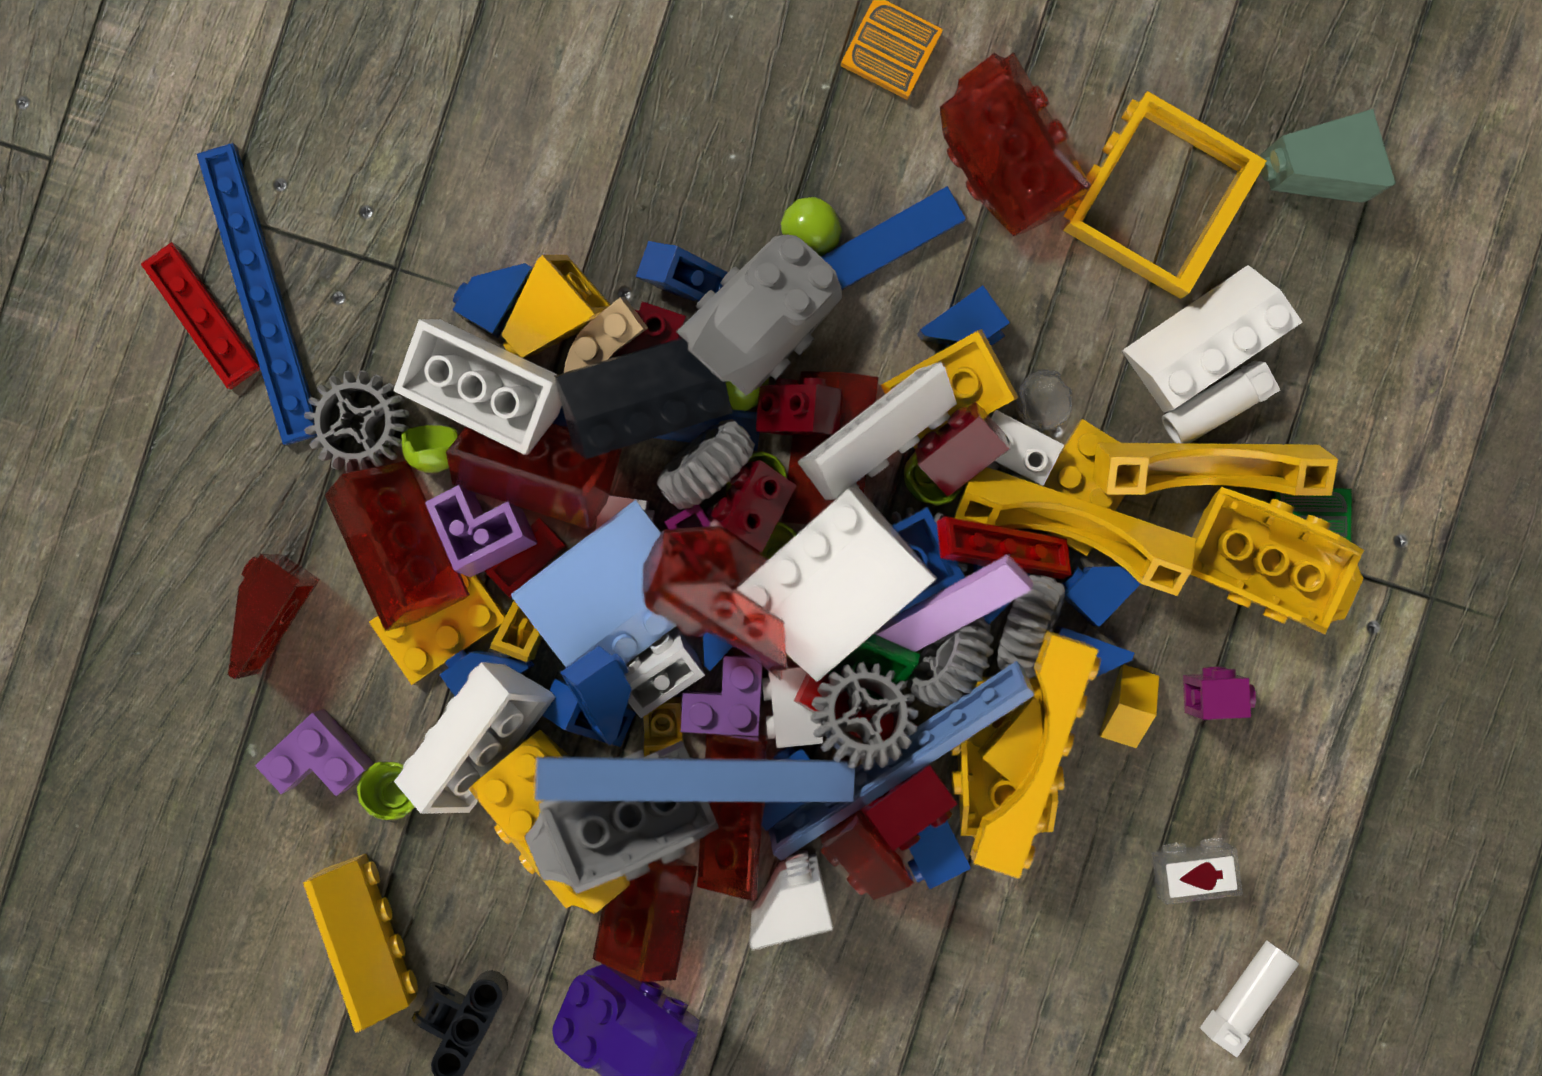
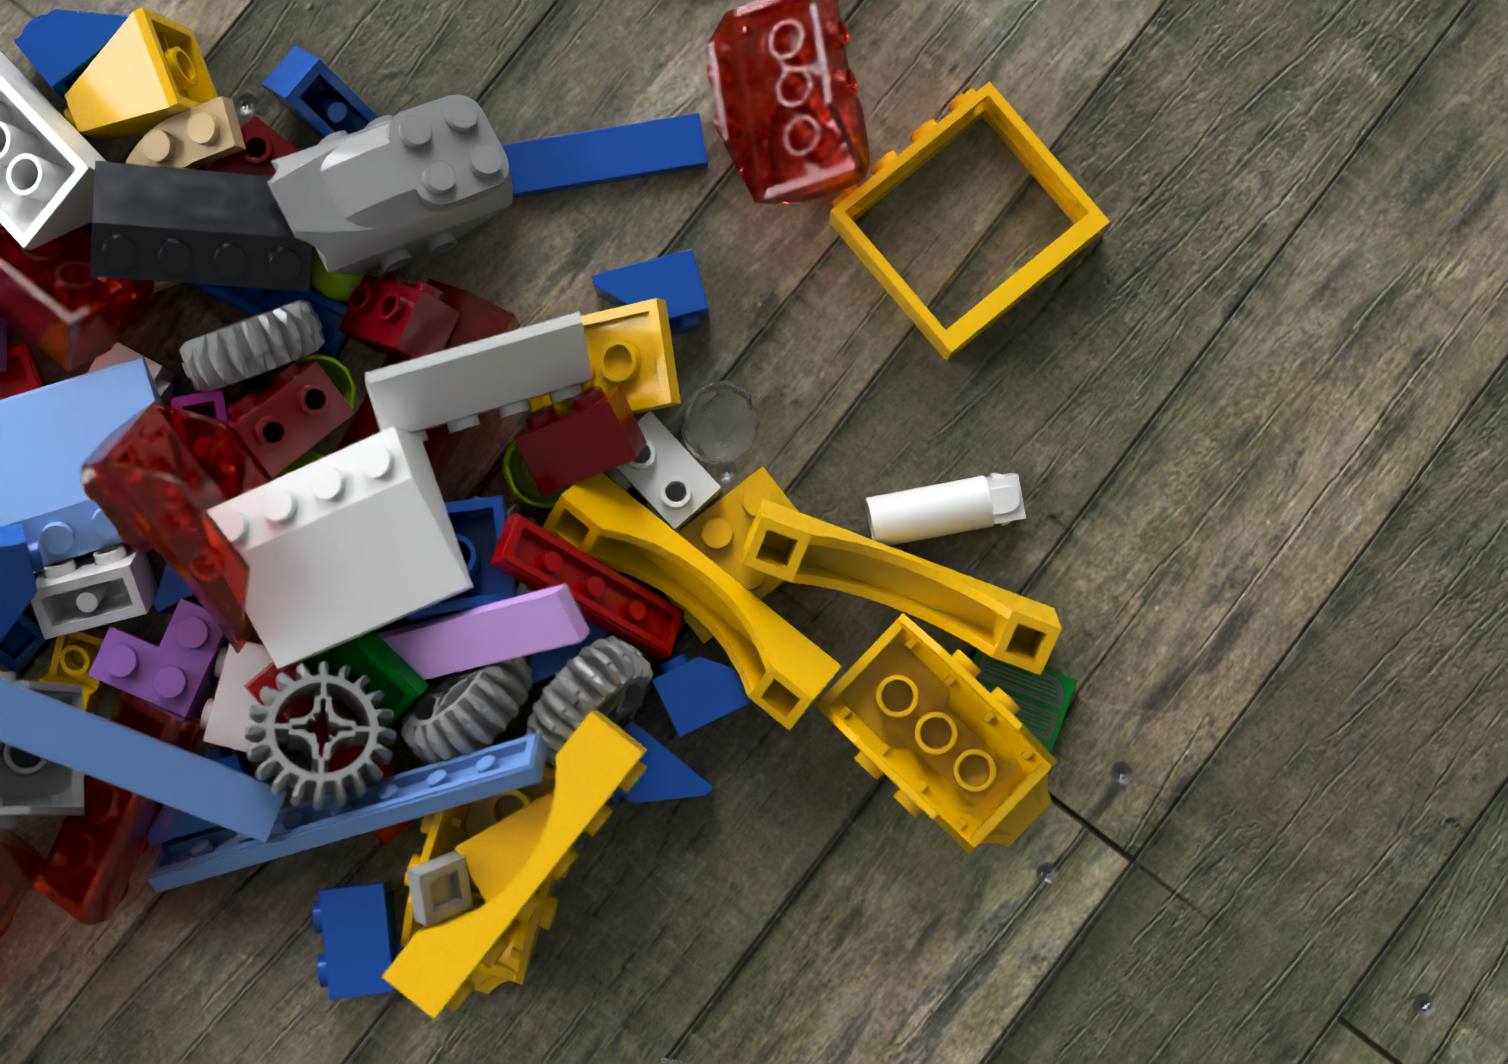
camera: 20 degrees right, 5 degrees down
(791, 902) = (138, 943): white slope -> none
(813, 223) = (512, 102): lime hair -> none
(866, 858) = (266, 922): clear red slope -> none
(910, 809) = (335, 877): dark red brick -> none
(984, 789) = (440, 888): none -> light grey plate
(1131, 706) = (689, 859): yellow slope -> none
(1211, 337) = (964, 422): white slope -> none
(1218, 694) = (803, 882): magenta brick -> none
(1331, 160) = (1189, 248): sand green slope -> none

